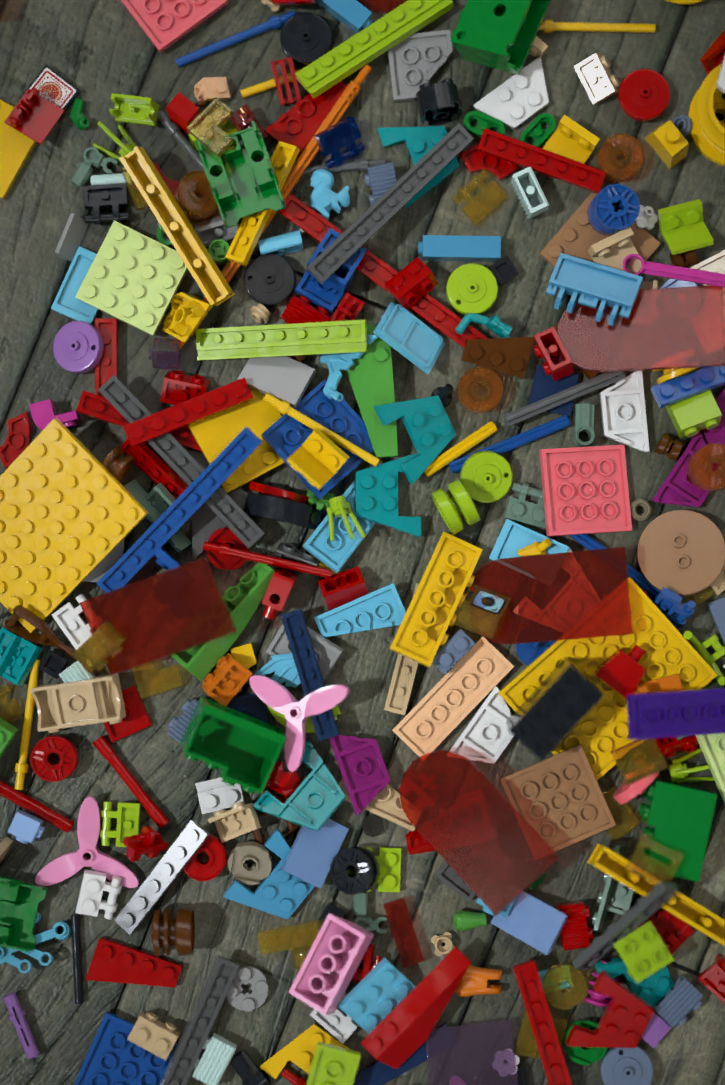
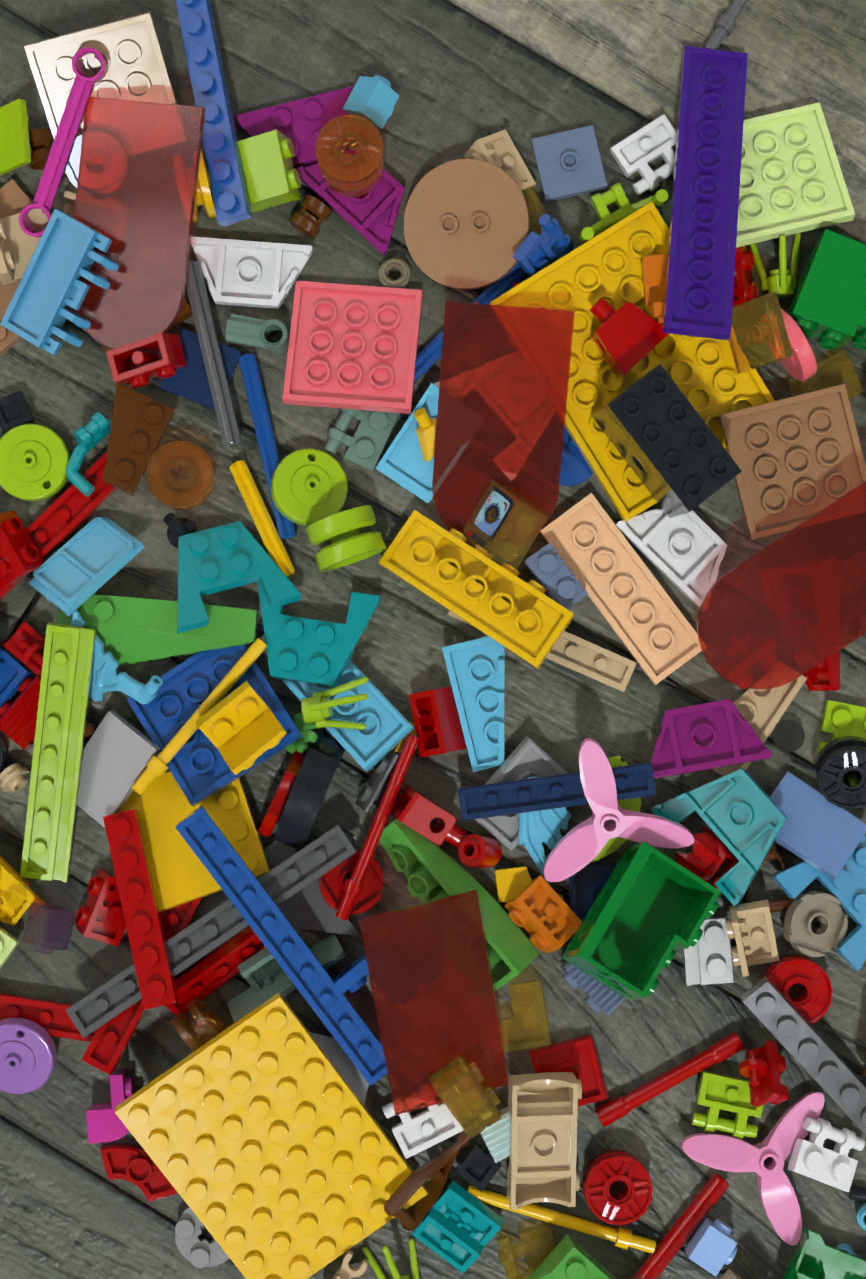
camera: 75 degrees left, 0 degrees up
(262, 630) = (479, 851): none -> red brick

